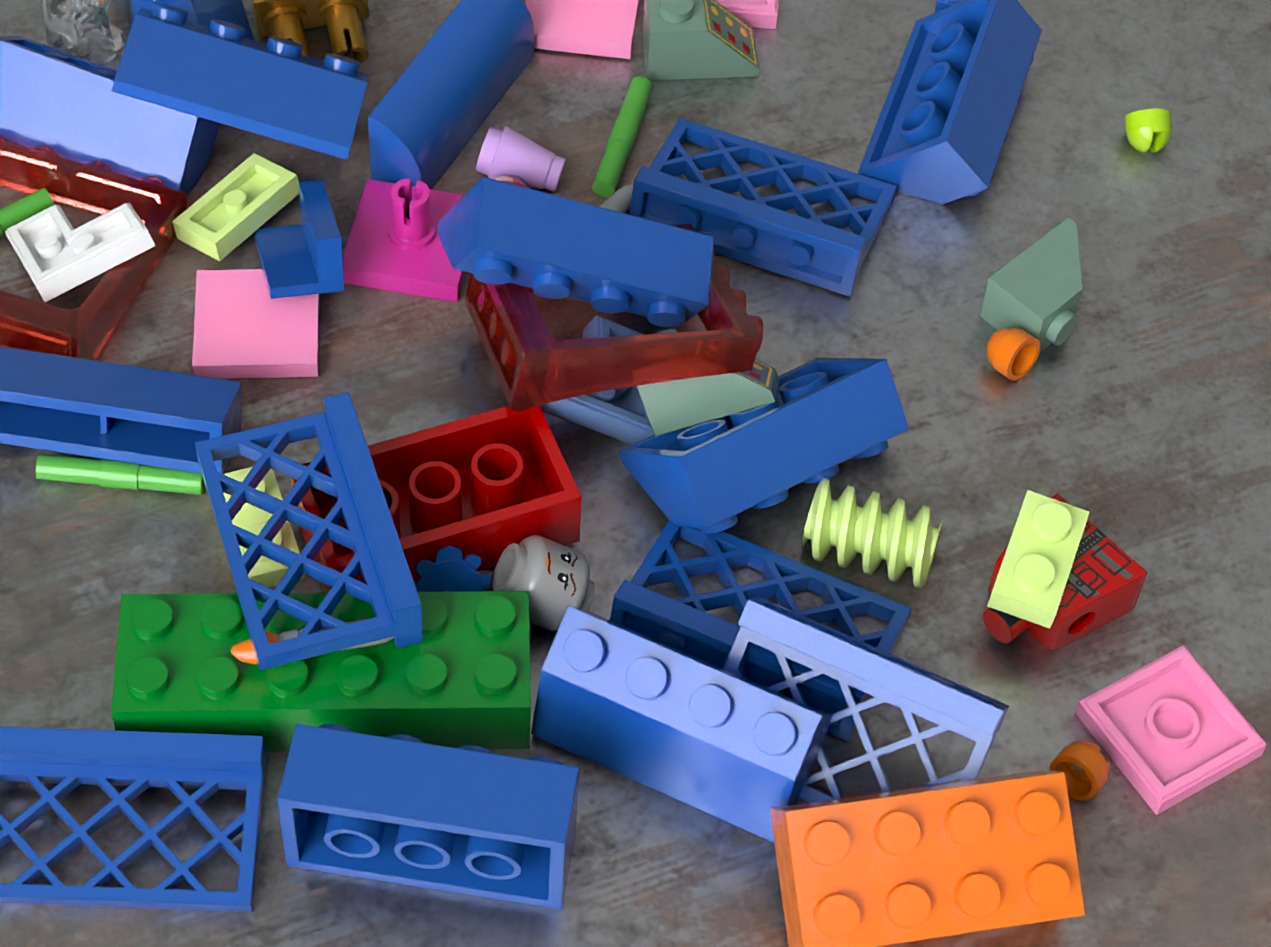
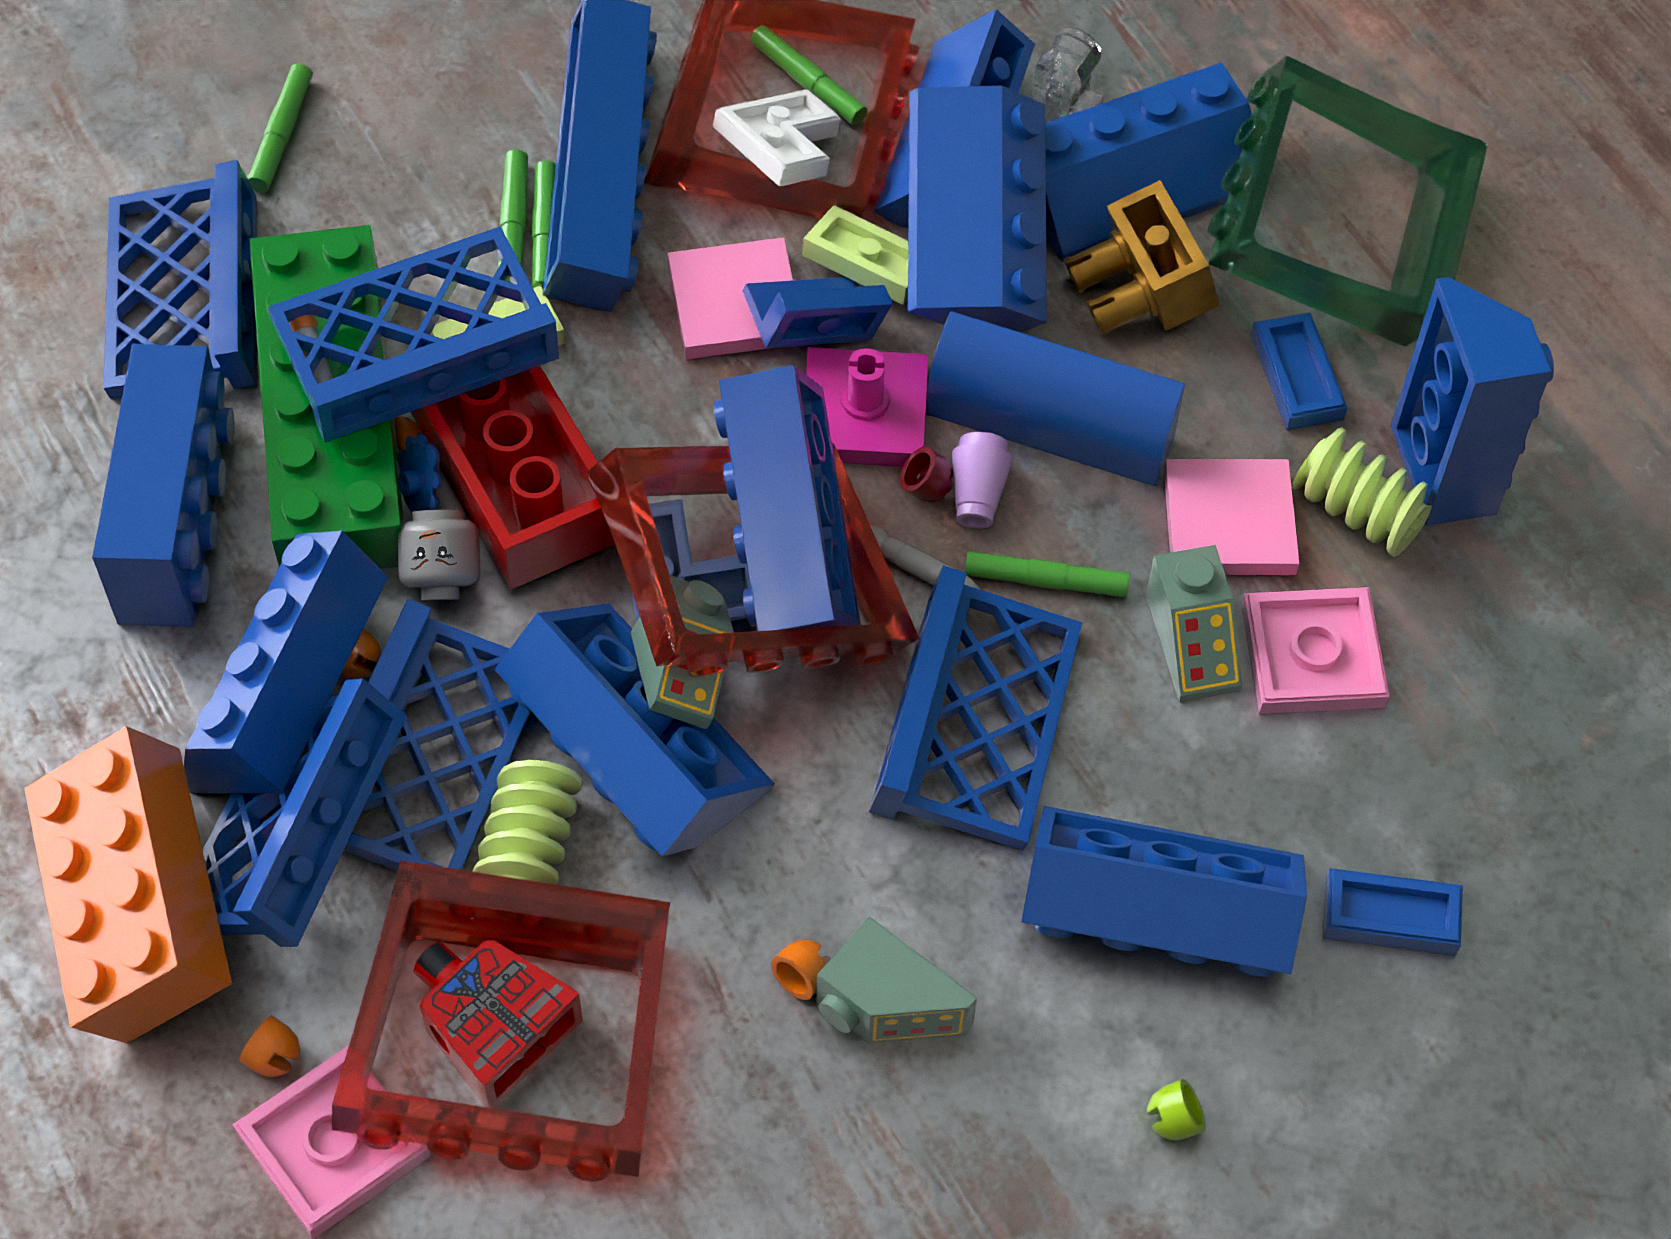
camera: 85 degrees right, 5 degrees up
(97, 500) = (514, 201): none -> bright green piece
(997, 455) = (532, 922): none -> clear red windscreen
(1038, 559) = (481, 970): yellowish green plate -> none

